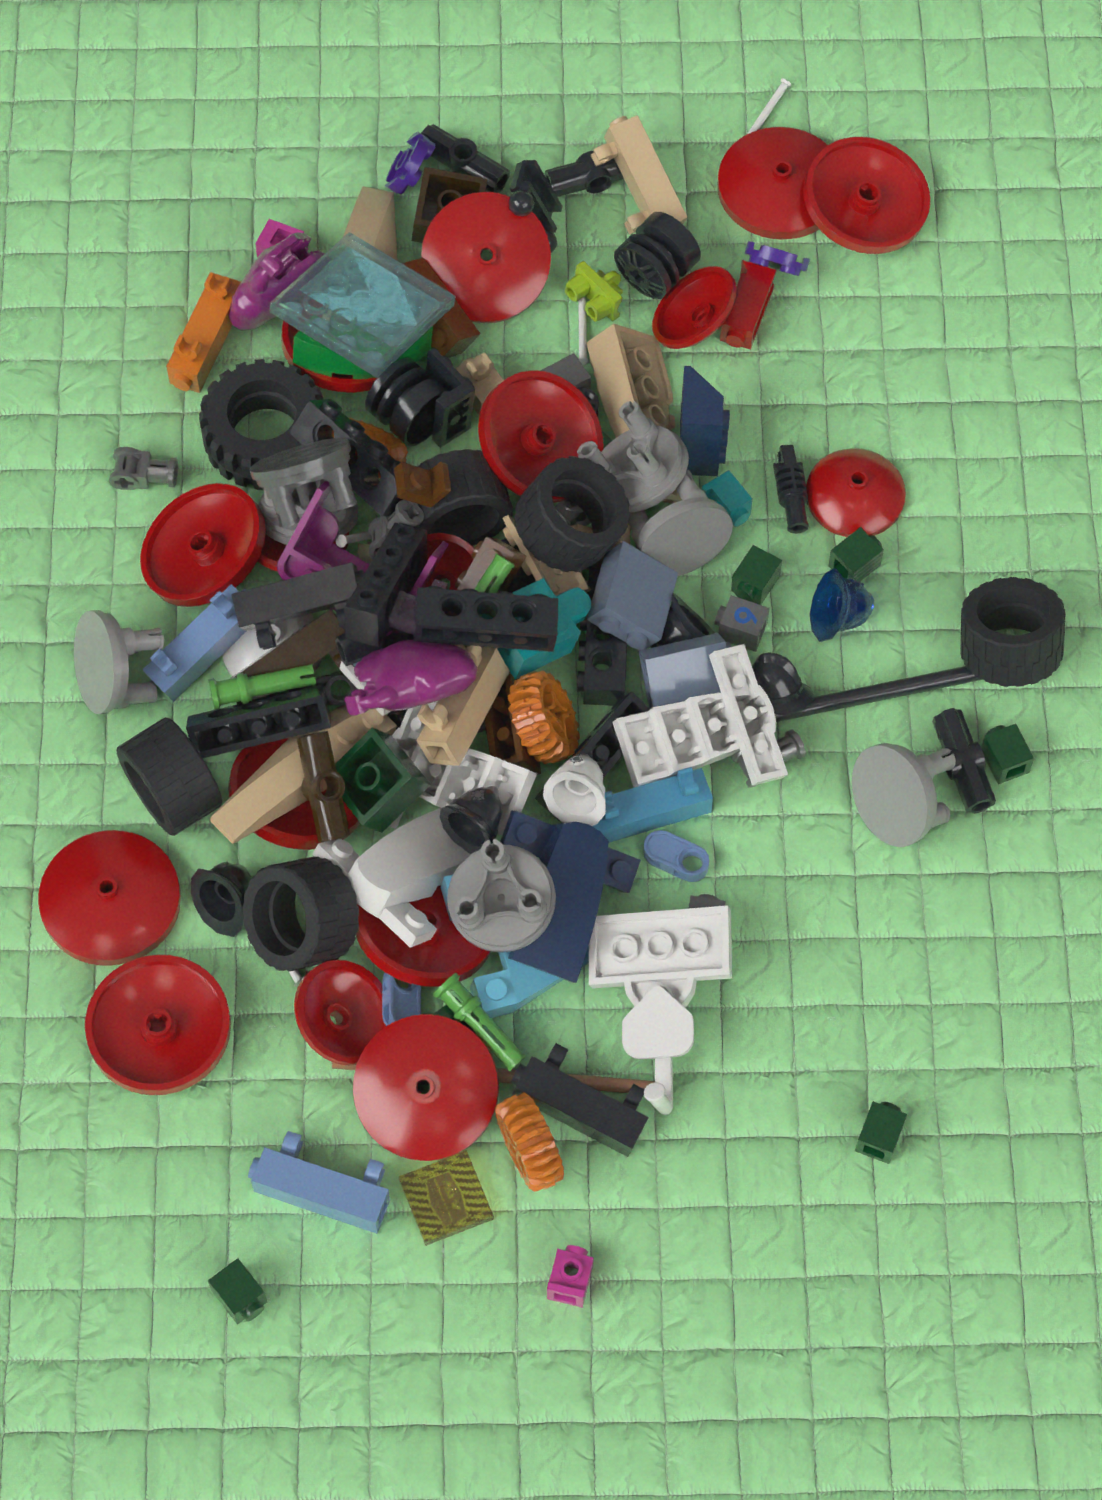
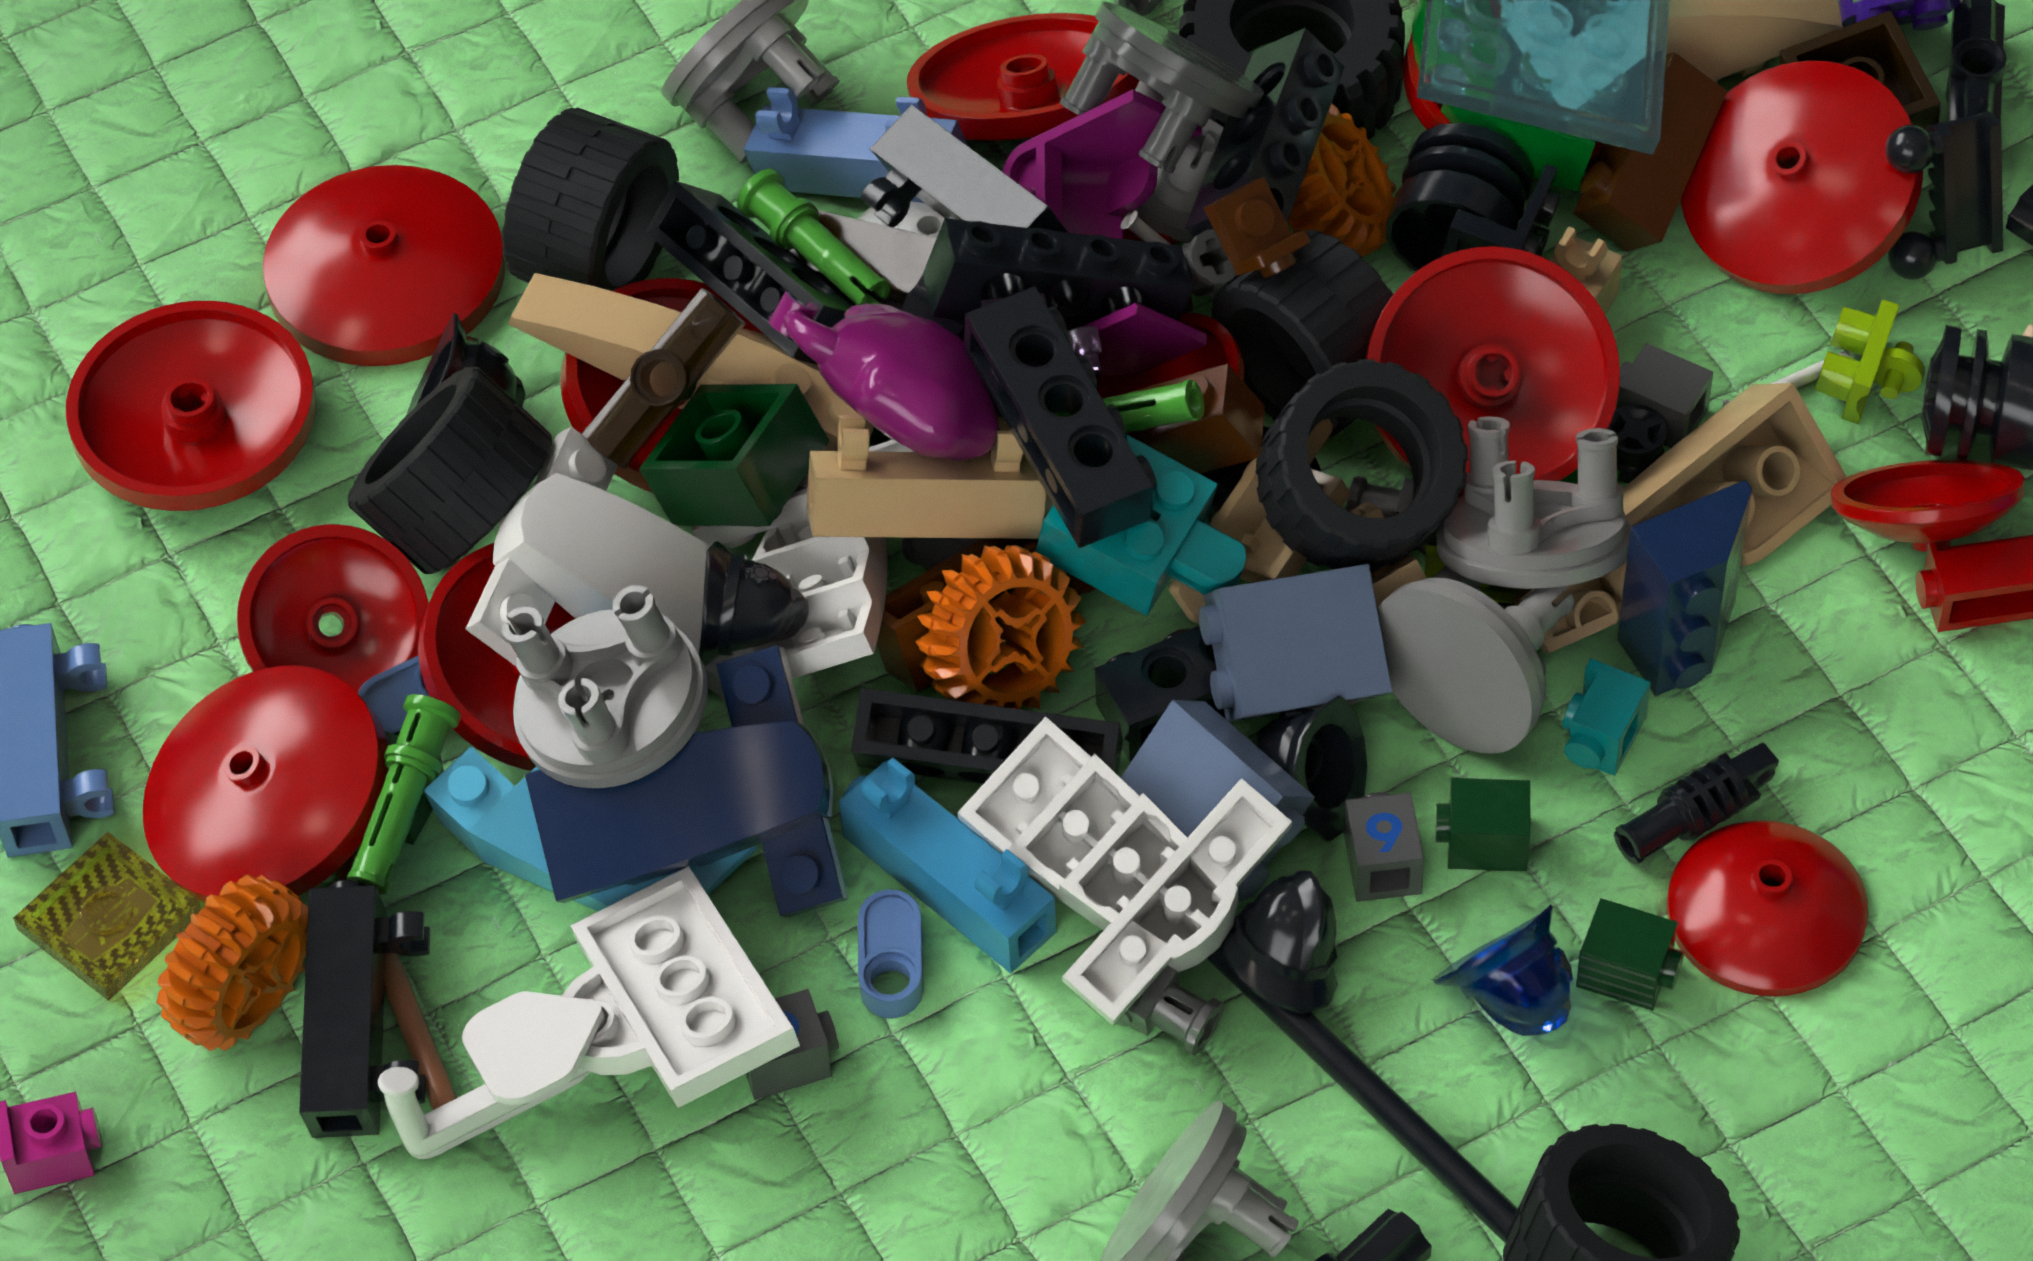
camera: 65 degrees right, 10 degrees down
(576, 791) = (879, 715): white piece -> none

